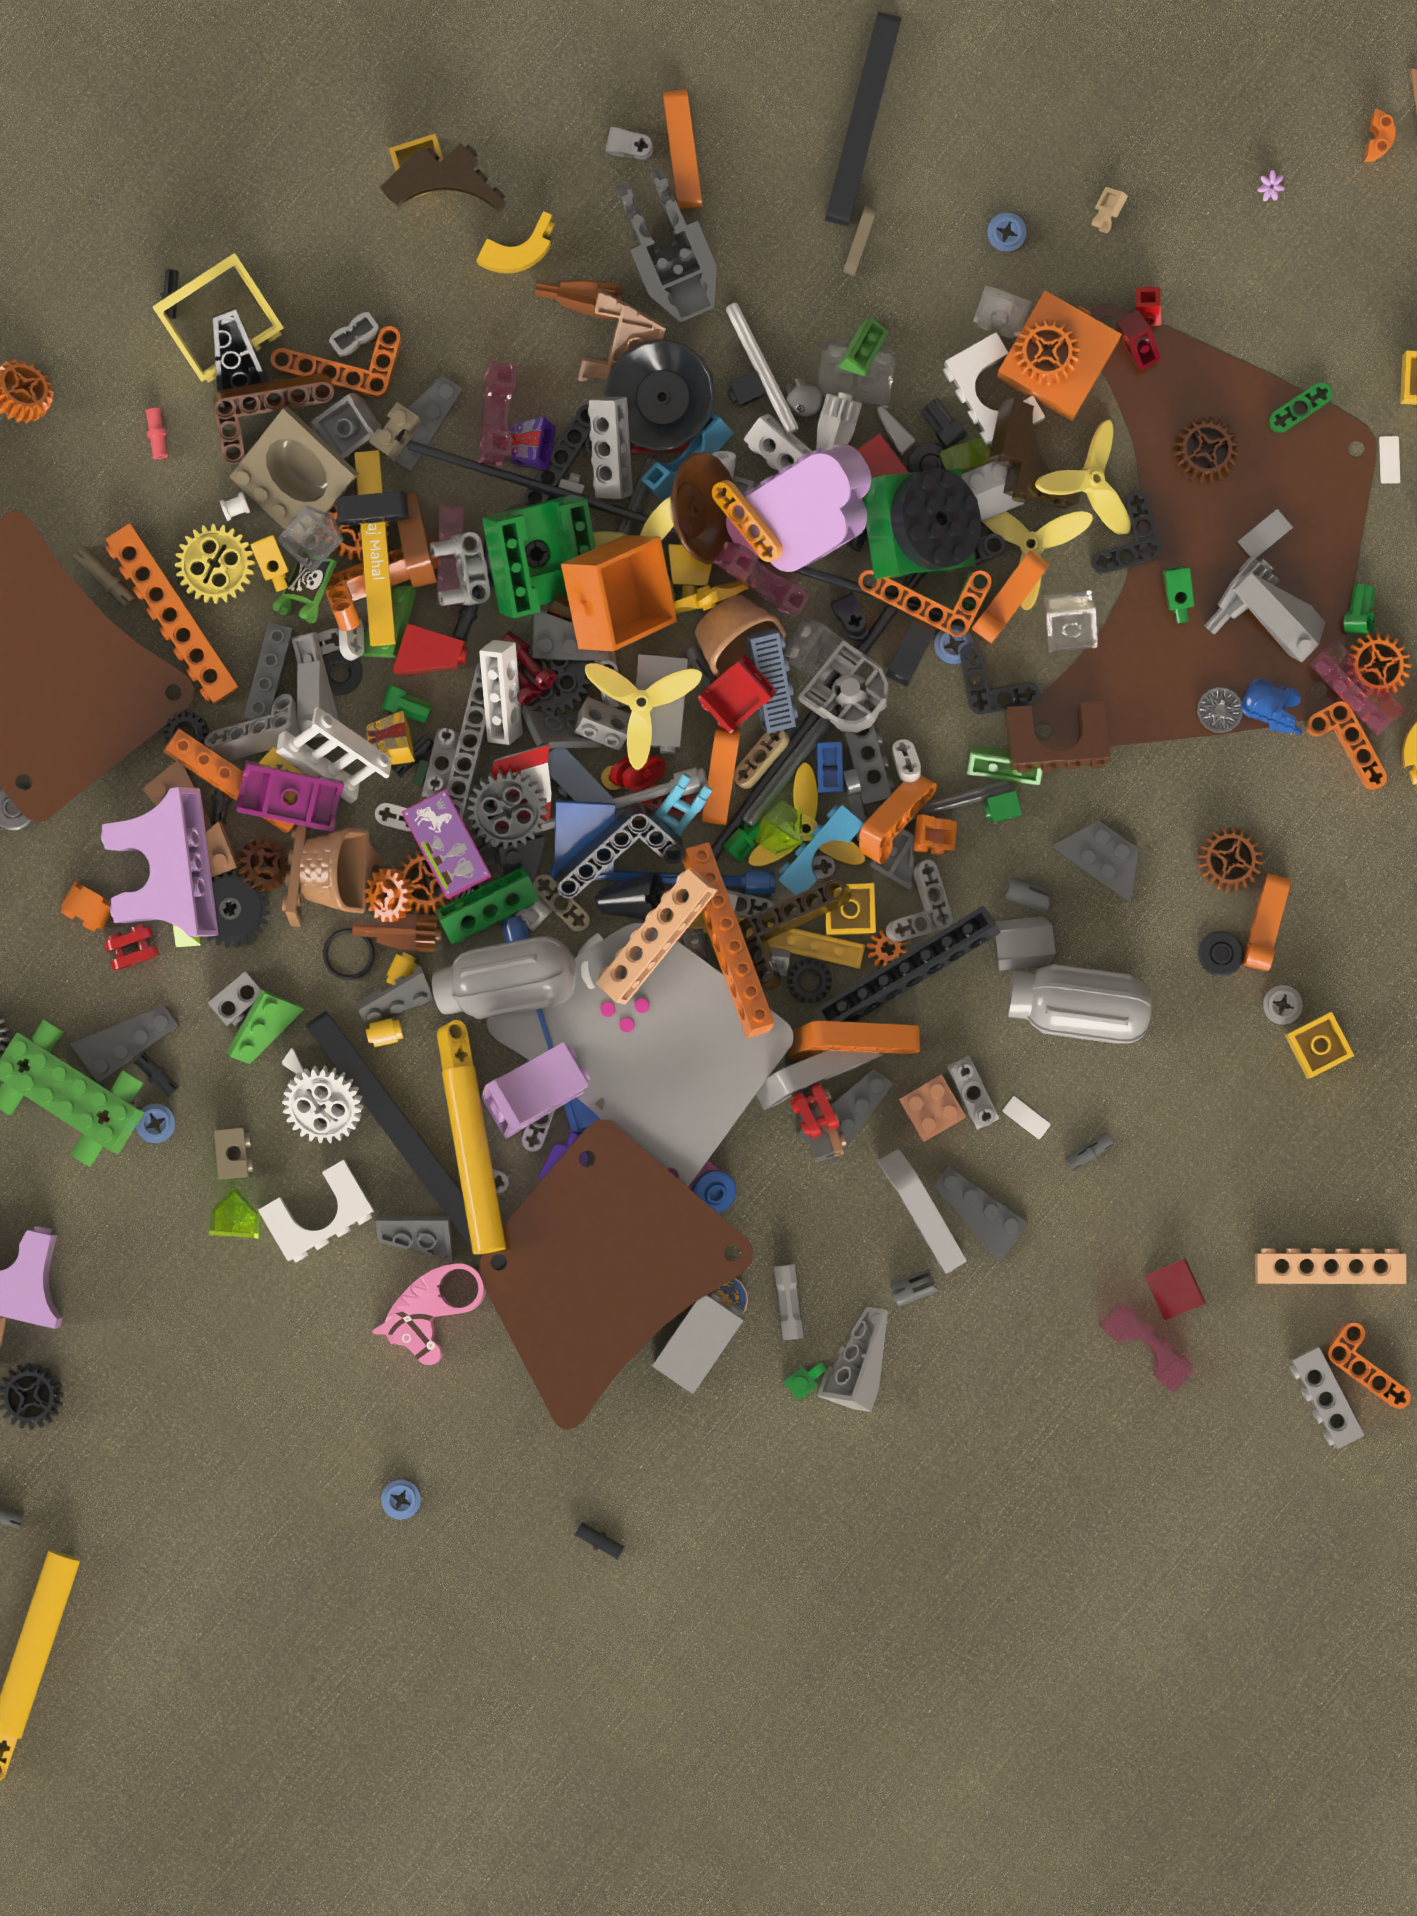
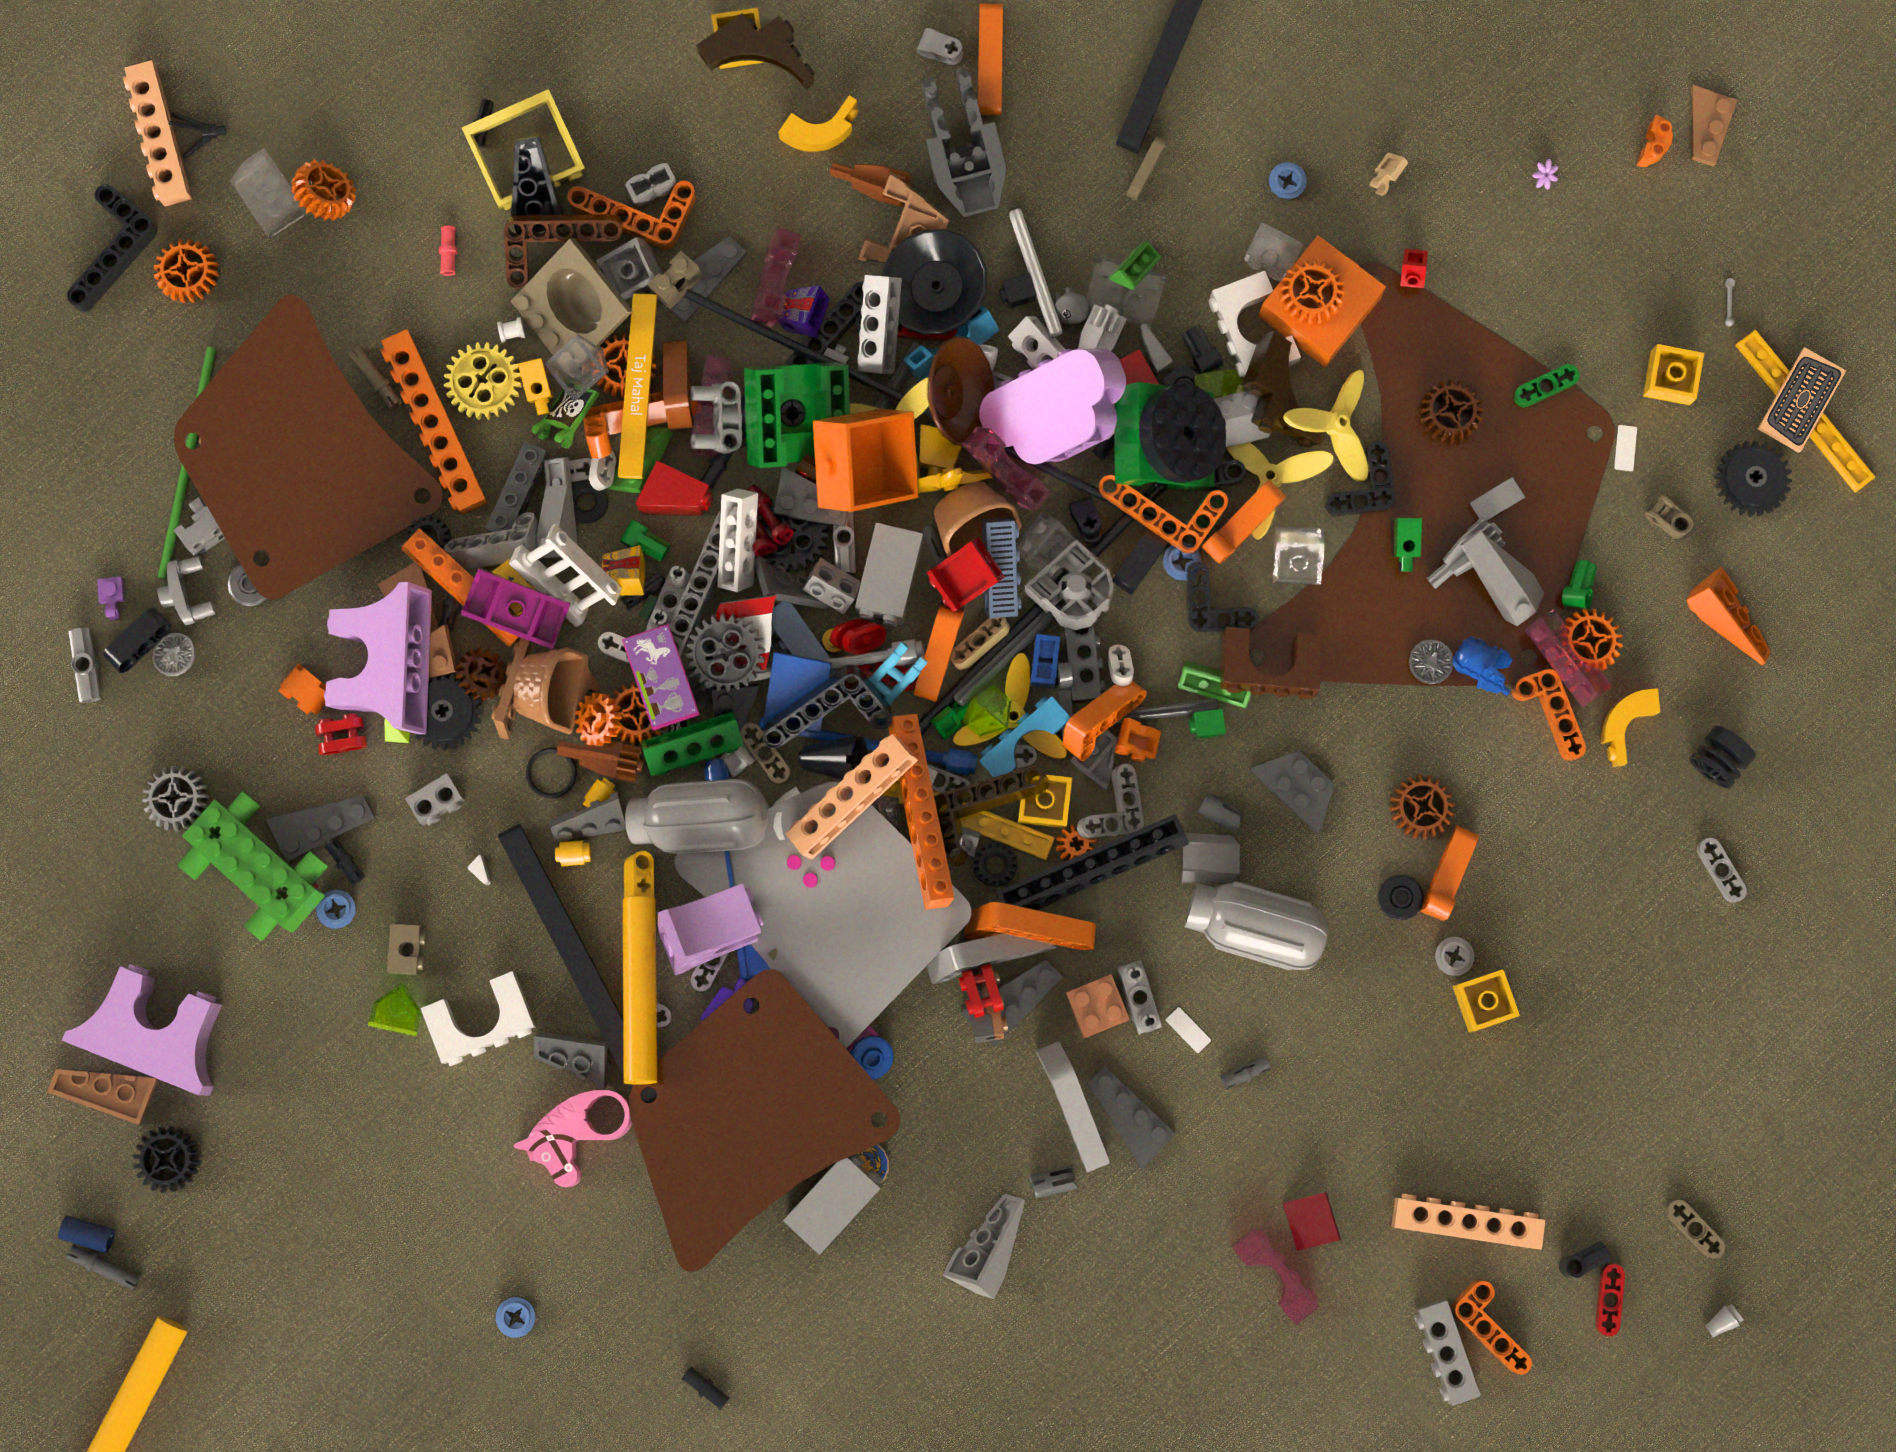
camera: 10 degrees right, 5 degrees down
(262, 1025) = (455, 828): bright green wing -> none
(338, 1092) = (484, 924): white gear -> none
(372, 508) = (640, 346): black beam -> none
(660, 693) = (889, 562): light yellow piece -> none
(750, 517) = (996, 412): light orange beam -> none
(788, 1300) = (928, 1177): light grey axle -> none
(803, 1381) = (931, 1259): green plate -> none
(1138, 340) = (1400, 297): dark red brick -> none

